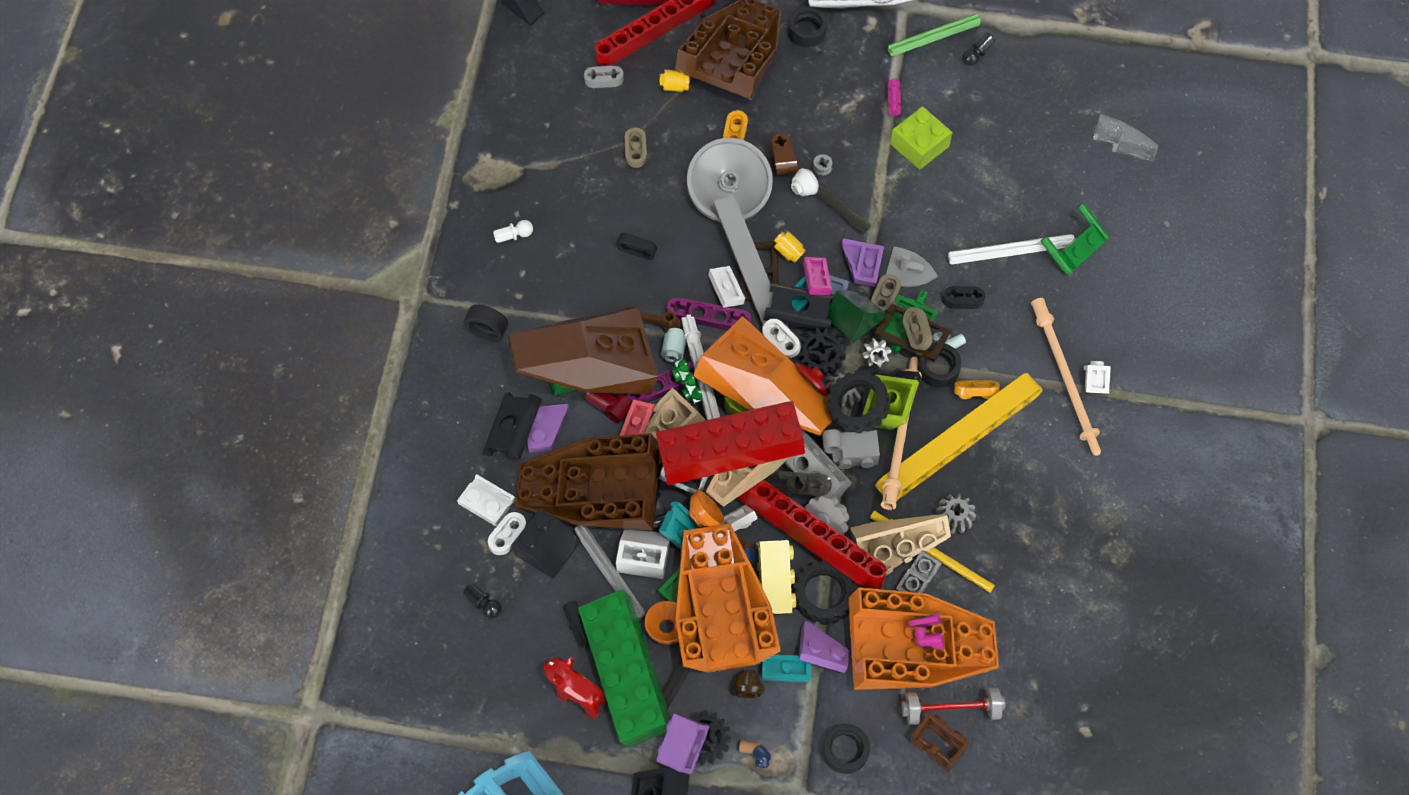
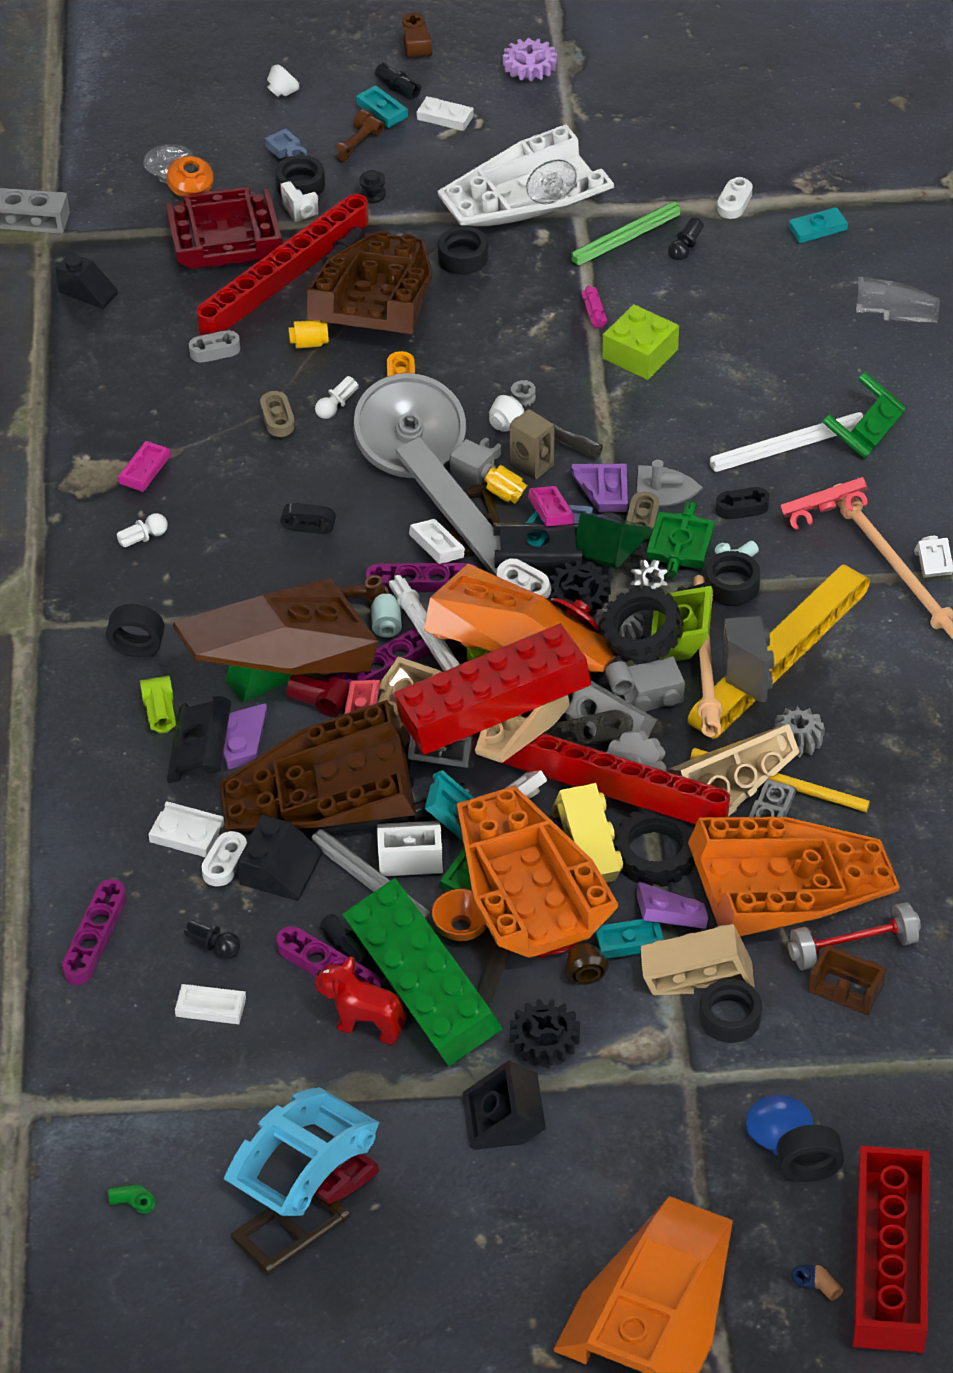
camera: 10 degrees left, 15 degrees down
(402, 576) = (97, 932): none -> magenta beam
(469, 656) = (210, 1004): none -> white tile
(491, 381) = (158, 699): none -> lime piece
(527, 174) = (144, 466): none -> dark pink plate
(562, 641) = (311, 945): none -> magenta beam
(674, 147) = (327, 407): none -> white axle
(681, 373) = (415, 643): green plate -> none
(682, 743) = (519, 1031): medium lavender brick -> none
(705, 510) = (475, 779): orange piece -> none
(758, 750) = (615, 1033): arm -> none
(771, 221) = (473, 461): none -> light grey brick
(782, 155) = (470, 389): reddish brown piece -> none
(816, 216) = (531, 444): none -> dark tan brick
(830, 703) = (695, 961): none -> tan wedge
(880, 332) = (686, 559): dark brown window -> none
(917, 331) = (699, 539): dark tan plate -> none
(922, 639) = (787, 853): dark pink piece -> none
(930, 449) = (747, 656): none -> dark grey slope
(982, 388) = (774, 598): light orange plate -> none
(1025, 313) = (825, 500): none -> coral plate
(1027, 15) = (734, 198): none -> white plate
(1082, 55) = (818, 225): none -> teal plate

